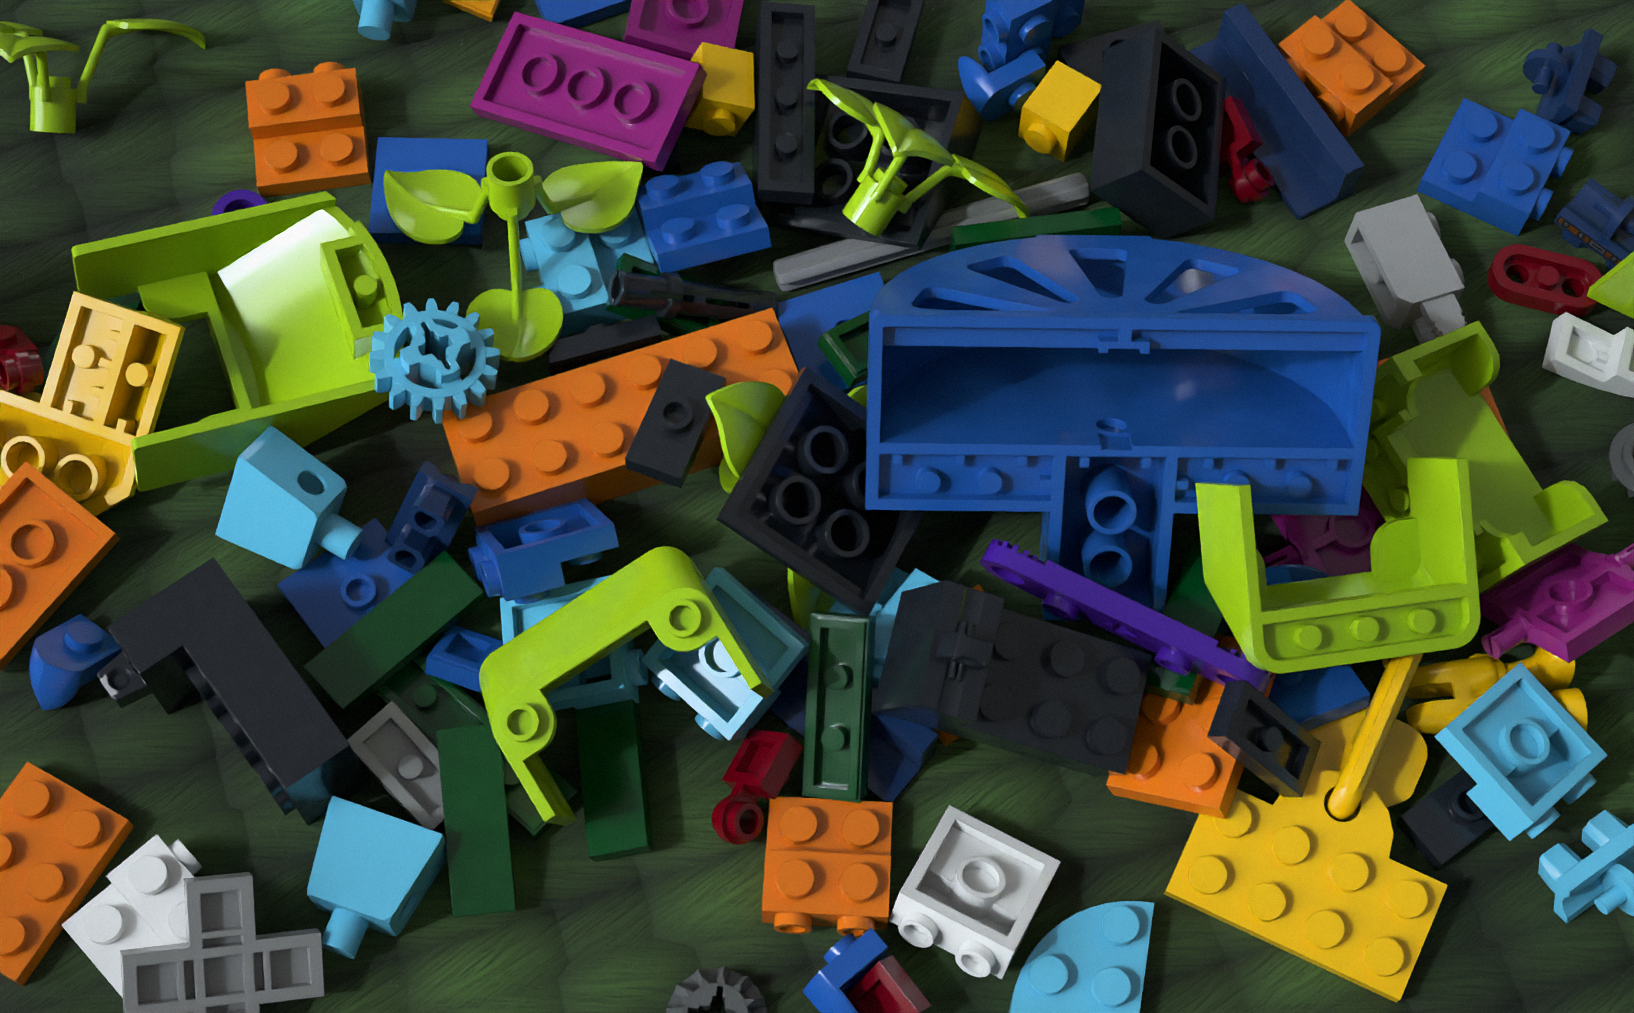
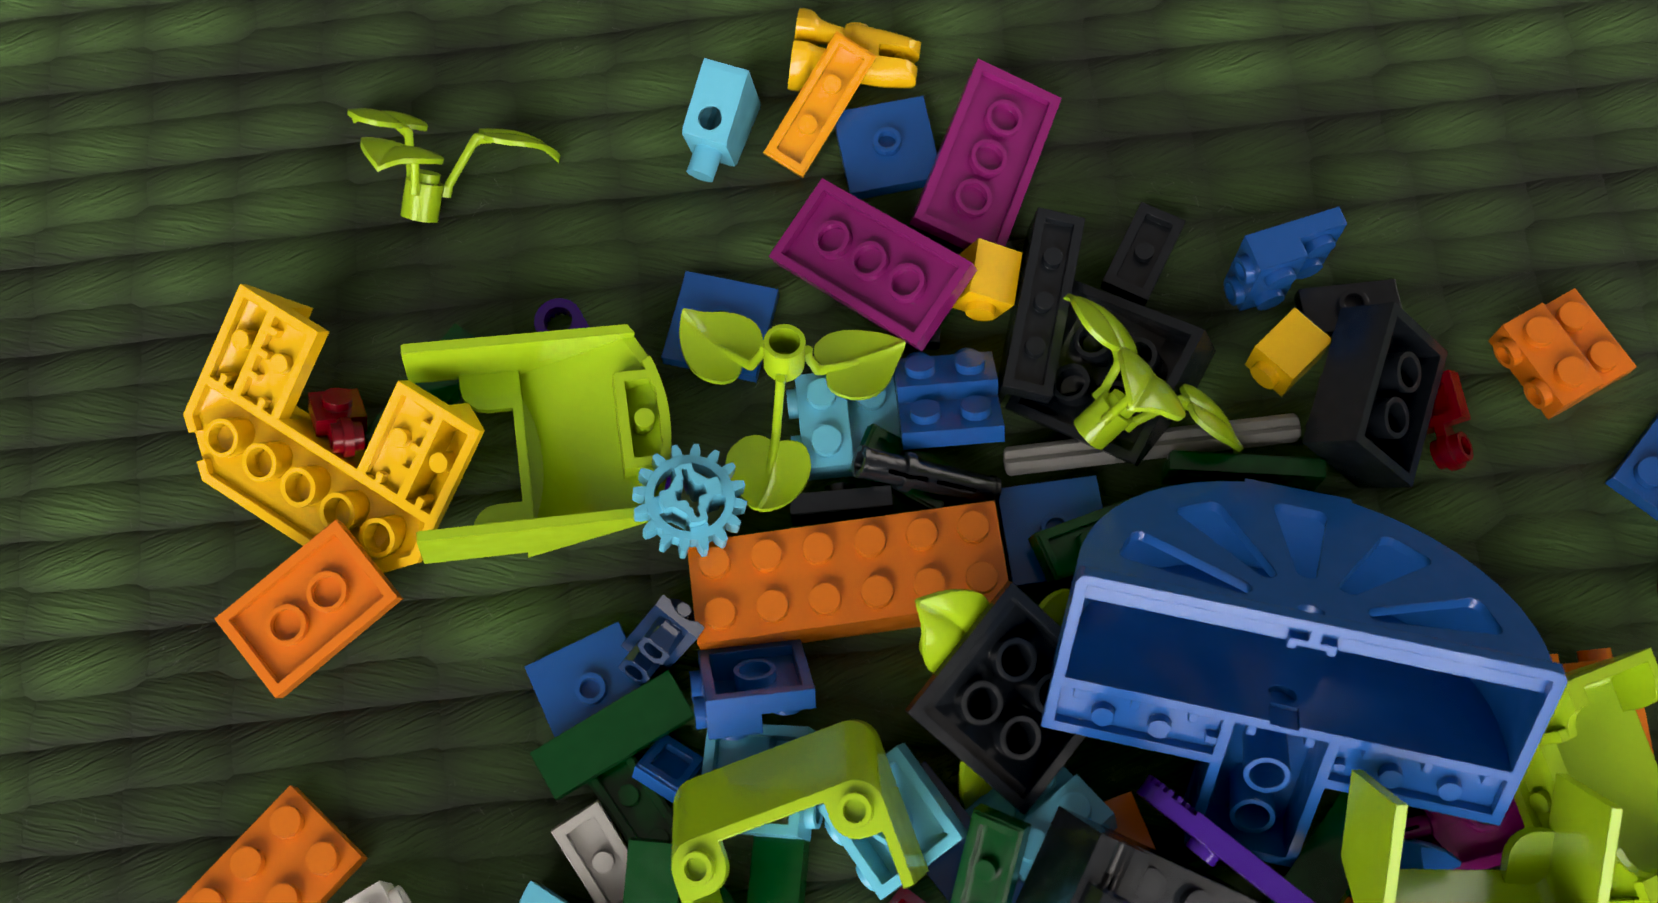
camera: 20 degrees right, 5 degrees up
(68, 660) = (343, 700): blue plate -> none
(212, 644) = (469, 737): black hinge -> none
(286, 504) = (543, 601): medium azure torso -> none
(308, 130) = (629, 254): orange plate -> none
(674, 424) = (887, 599): black plate -> none
(1002, 89) = (1245, 322): blue plate -> none
(1300, 142) = (1505, 422): dark blue panel -> none
(1407, 268) = (1586, 568): light grey hinge -> none

